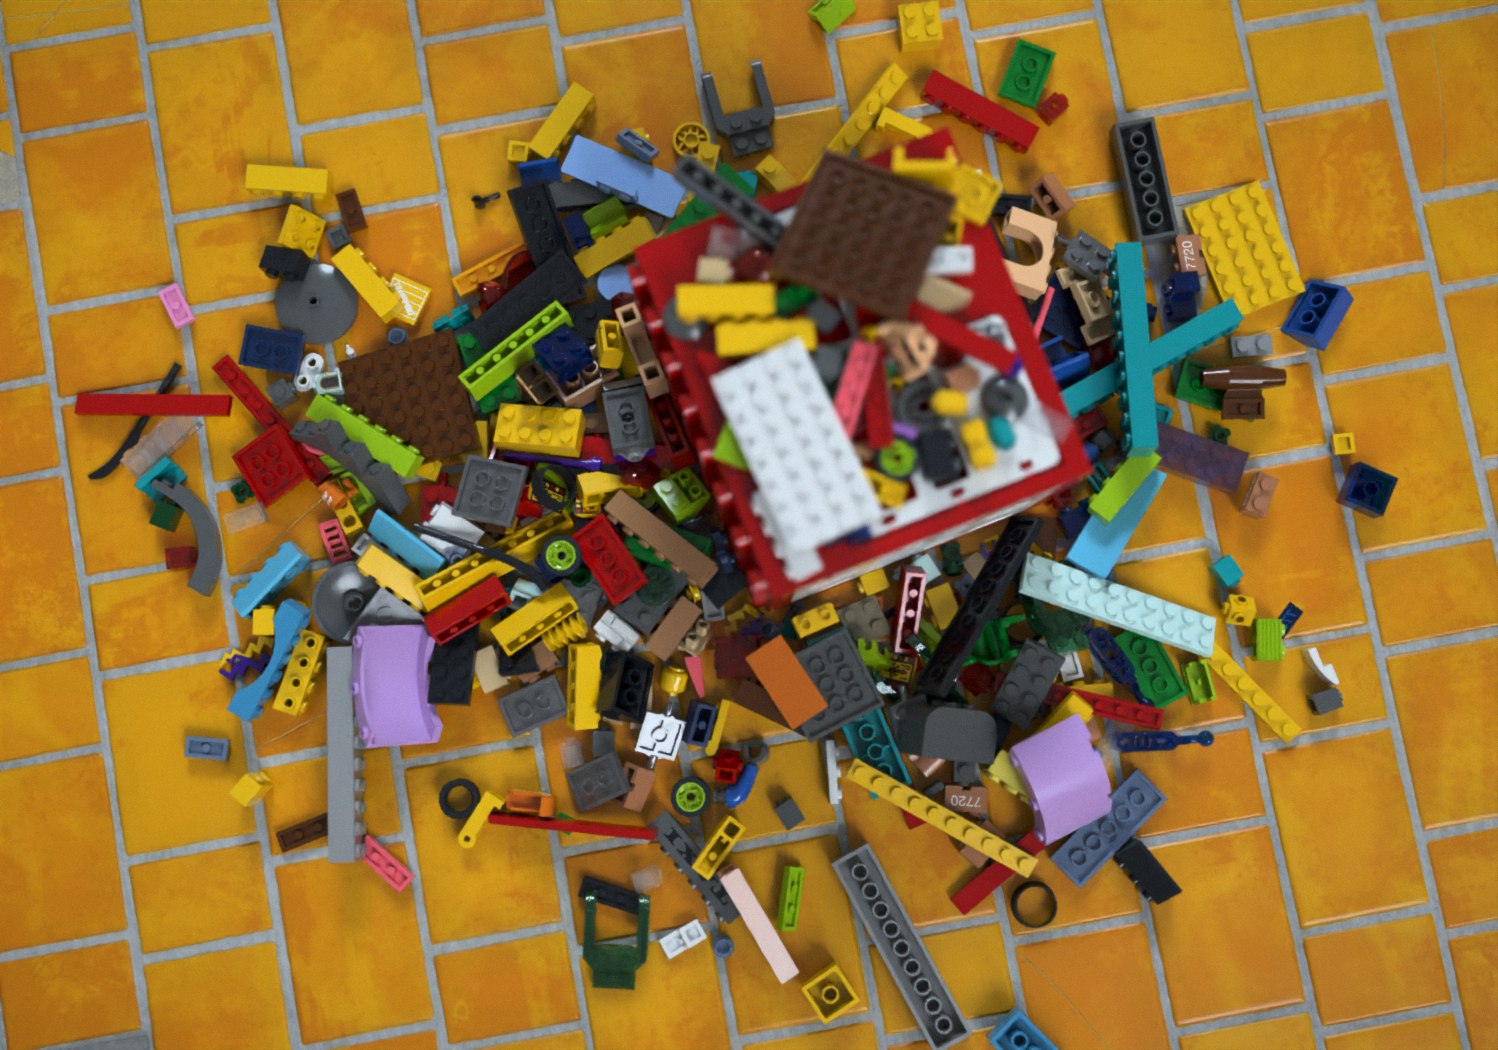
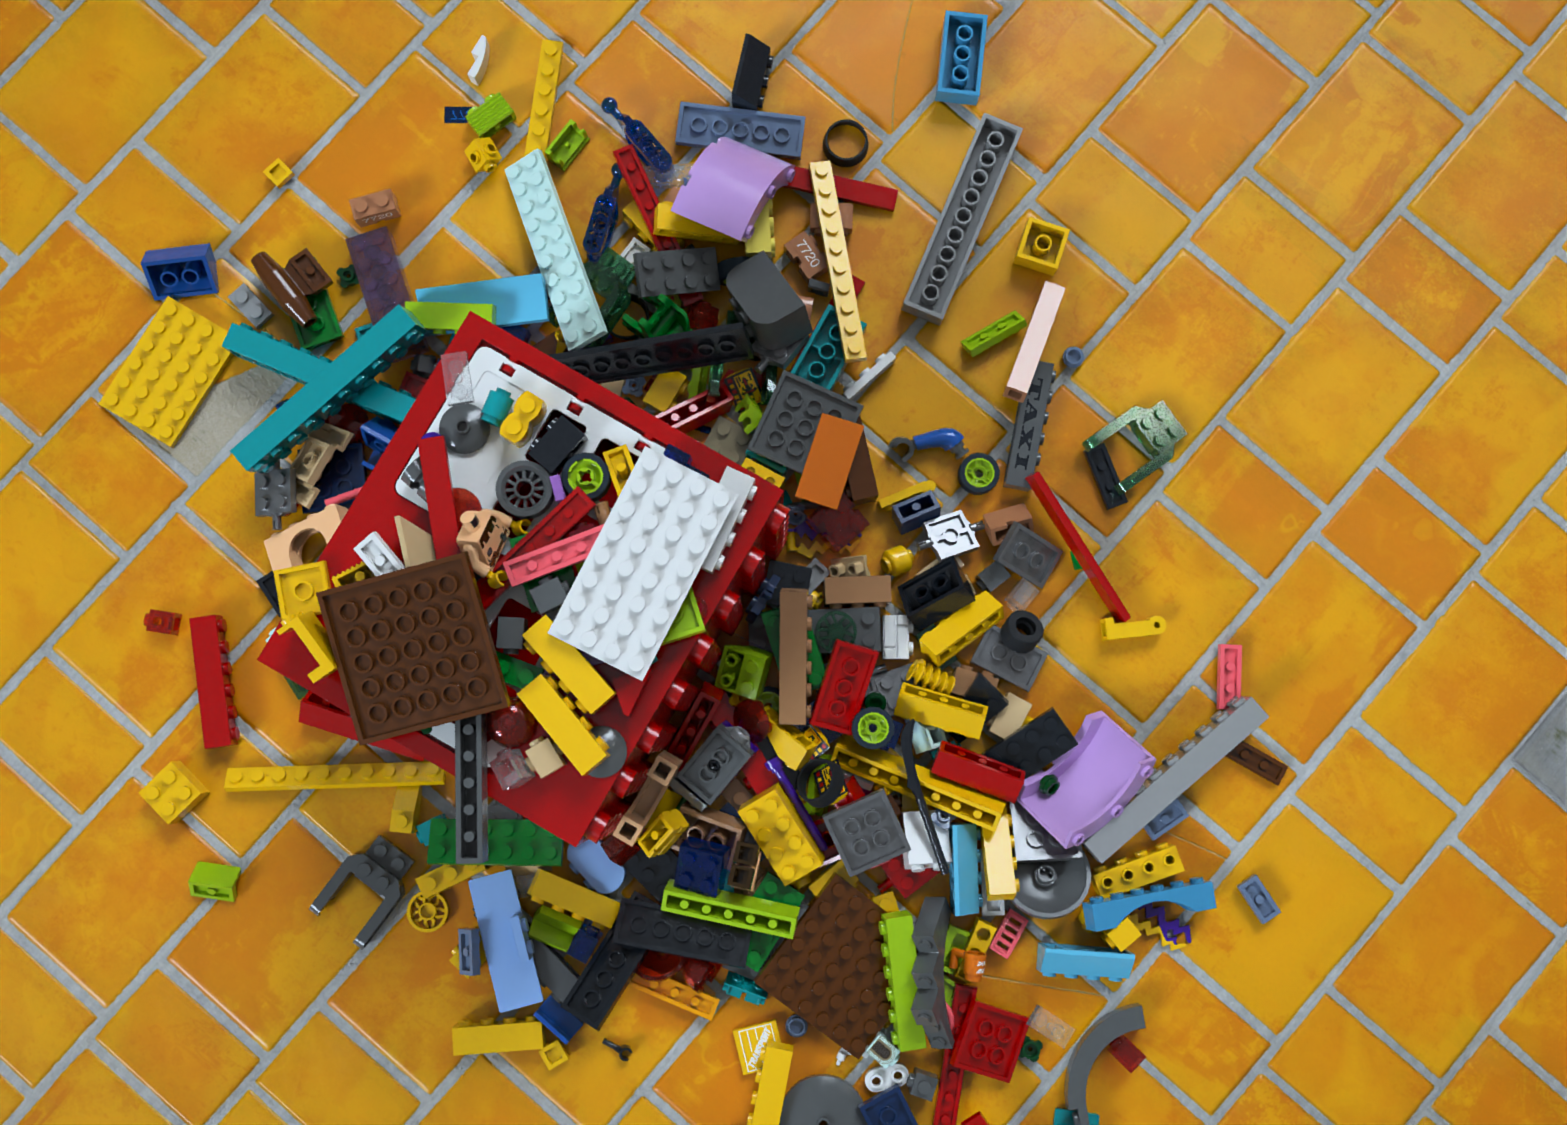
camera: 130 degrees left, 0 degrees up
(166, 515) = (1102, 1096): dark green brick -> none
(251, 788) = (1261, 833): yellow brick -> none
(318, 727) = (1167, 819): none -> sand blue plate
(415, 657) = (1049, 784): none -> dark green plate
(443, 798) = (1143, 647): black tyre -> none
(530, 802) = (1086, 597): orange animal -> none
(547, 740) = (1016, 640): none -> black tyre
(647, 878) = (1070, 457): clear brick -> none
(682, 938) = (1093, 394): white slope -> none
(695, 670) = (876, 548): coral slope -> none
(718, 846) = (1000, 419): yellow slope -> none
(727, 761) = (931, 463): red brick -> none
(788, 812) = (928, 386): dark grey brick -> none
(900, 125) = (275, 735): yellow leg -> none
(949, 402) = (504, 466): yellow brick -> none
(962, 379) = (476, 474): nougat brick -> none
(963, 772) = (790, 271): dark grey brick -> none
(1026, 74) = (148, 668): green plate -> none
(1052, 196) = (244, 562): nougat brick -> none
(1144, 181) = (171, 496): dark grey brick -> none
(1152, 668) = (584, 184): green plate -> none
(1179, 296) = (252, 392): clear blue brick -> none
(1186, 254) = (212, 412): nougat brick -> none
(1226, 571) = (459, 188): teal brick -> none
(1325, 700) = (505, 37): dark grey brick -> none
(1367, 490) = (303, 125): brick -> none

